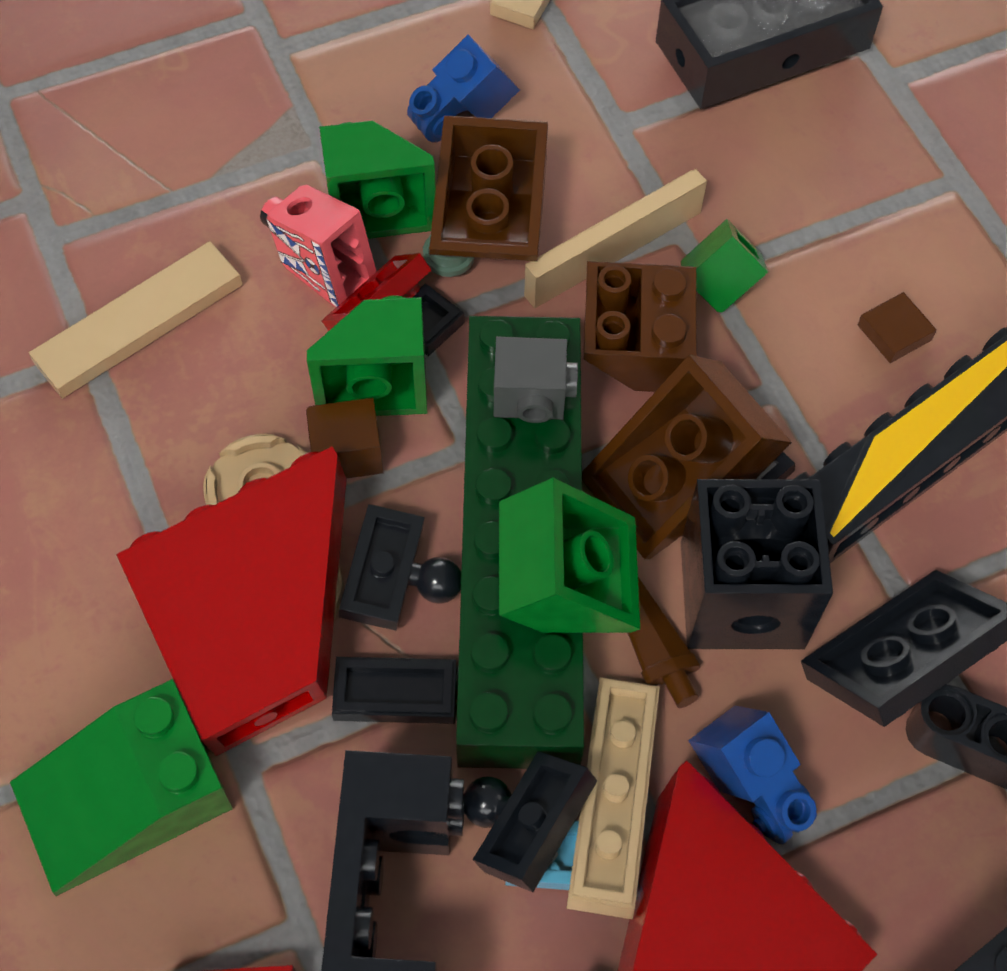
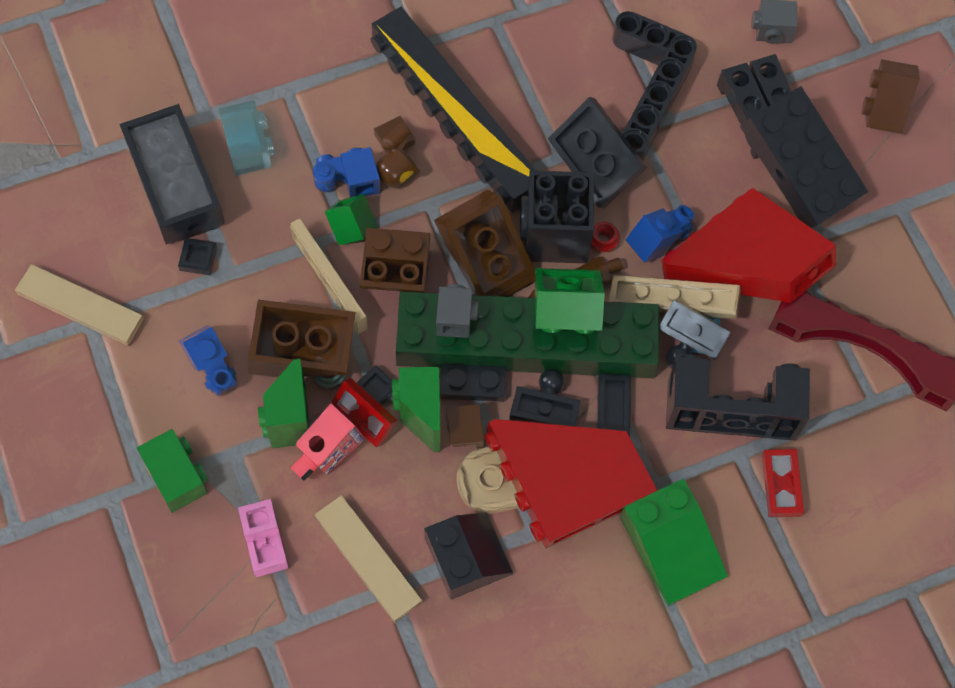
camera: 90 degrees left, 5 degrees up
(126, 448) = (467, 553): none -> black slope
(190, 184) = (263, 538): none -> bright pink slope
(286, 65) = (172, 469): none -> green brick
(437, 459) = (472, 382): none -> black plate
(639, 80) = (197, 256): none -> black tile
(746, 657) = (609, 230): none -> red plate
(810, 260) = (353, 168): none -> blue brick
(838, 323) = (396, 165): none -> reddish brown piece
(851, 116) = (245, 137): none -> clear light blue brick

